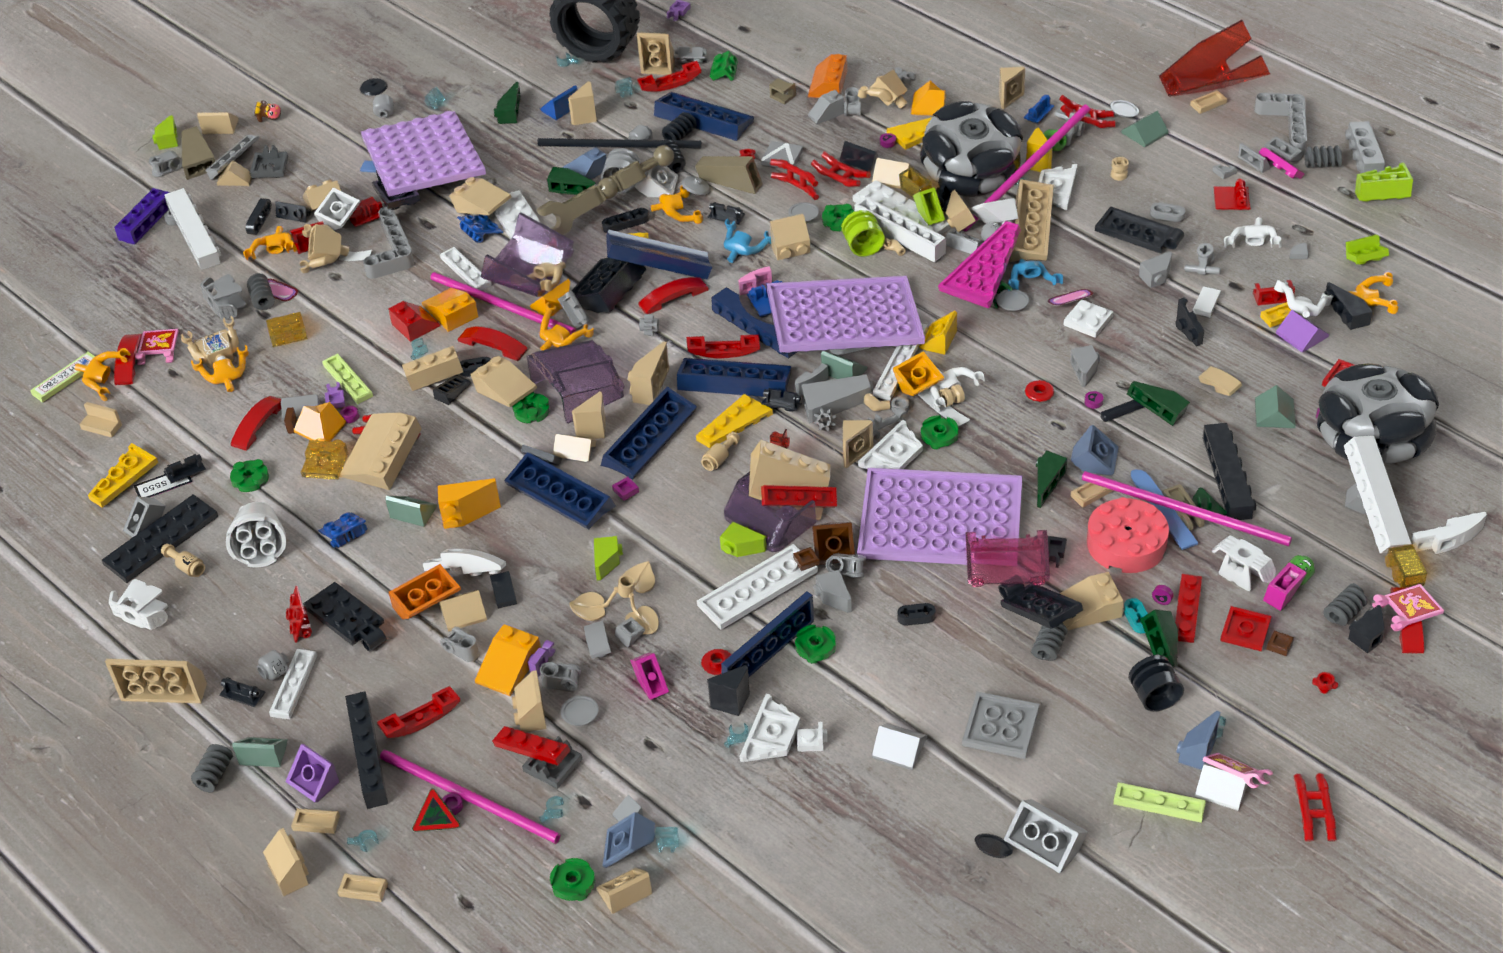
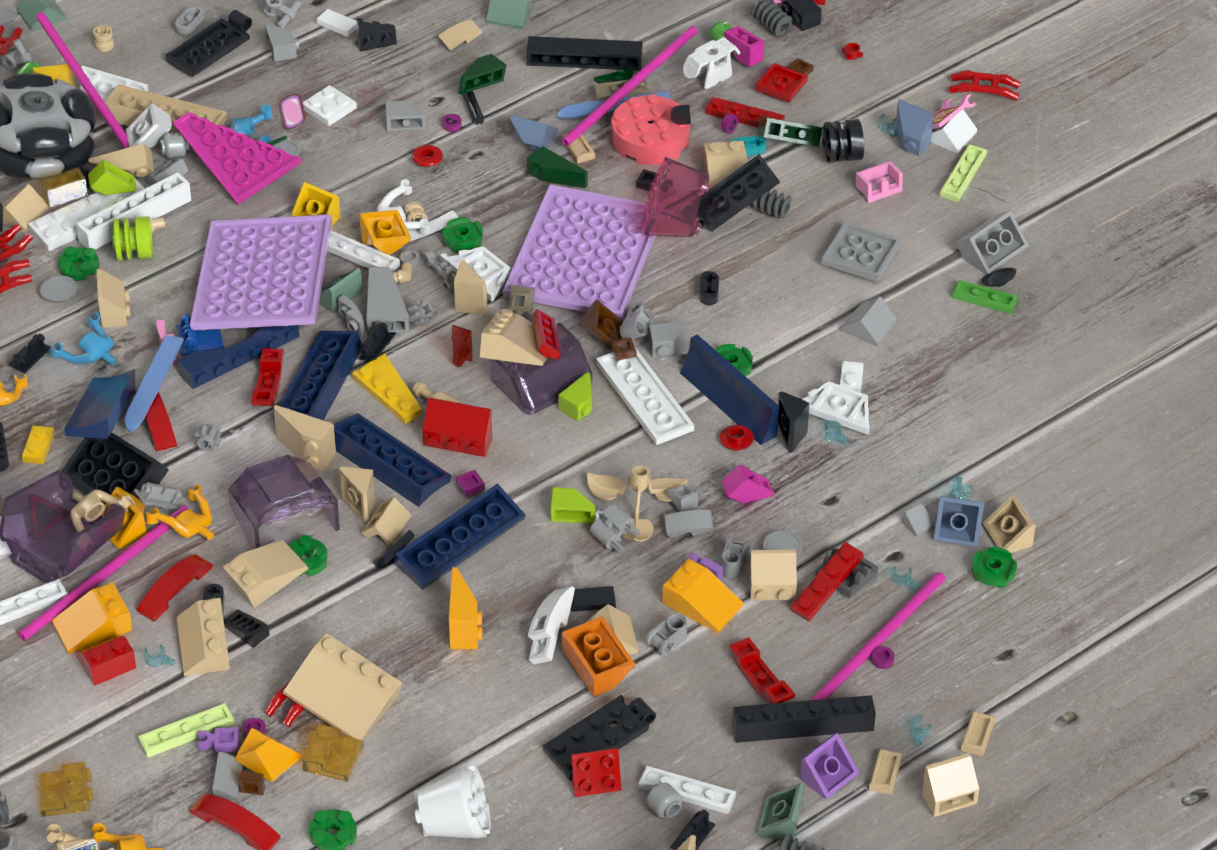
camera: 85 degrees left, 0 degrees up
(338, 529) = (456, 736): blue hinge -> none
(409, 509) = (444, 670): sand green slope -> none
(435, 814) = (901, 663): piece -> none
(579, 586) = (612, 527): none -> light grey piece
(680, 466) = (457, 427): none -> red slope
(700, 278) = (152, 381): none -> medium blue piece
(855, 480) = (521, 299): none -> dark tan window
(964, 843) = (985, 297): none -> bright green tile
(1112, 726) = (879, 181): none -> bright pink window
(1131, 542) = (681, 115): none -> black tile

